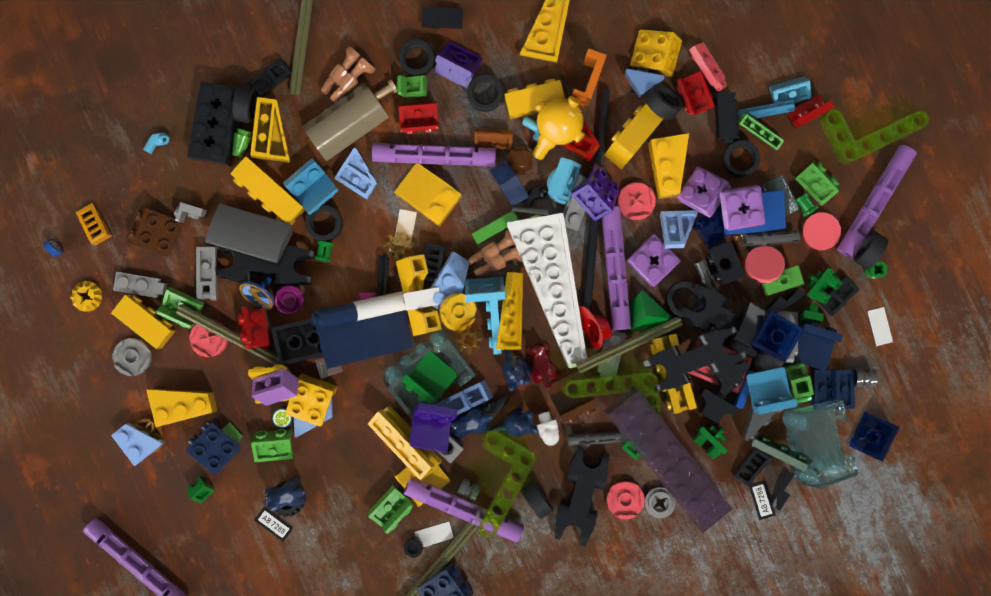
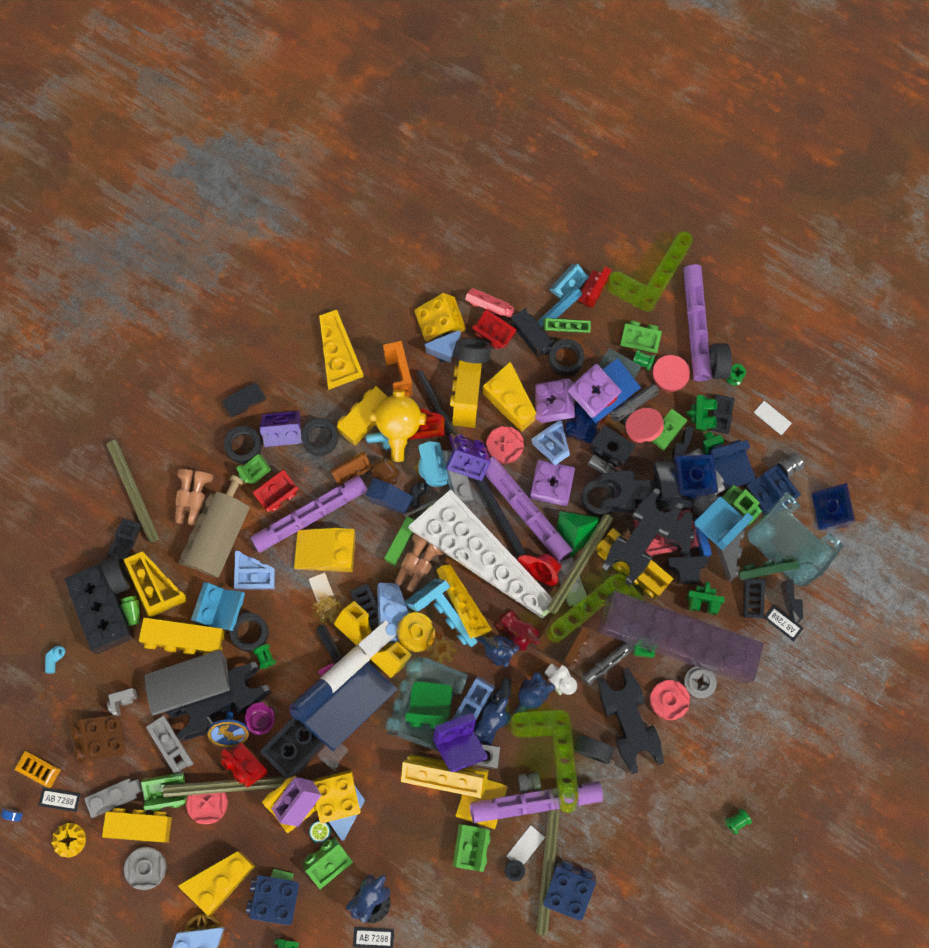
camera: 35 degrees left, 15 degrees down
(97, 259) = (59, 799): none -> sticker

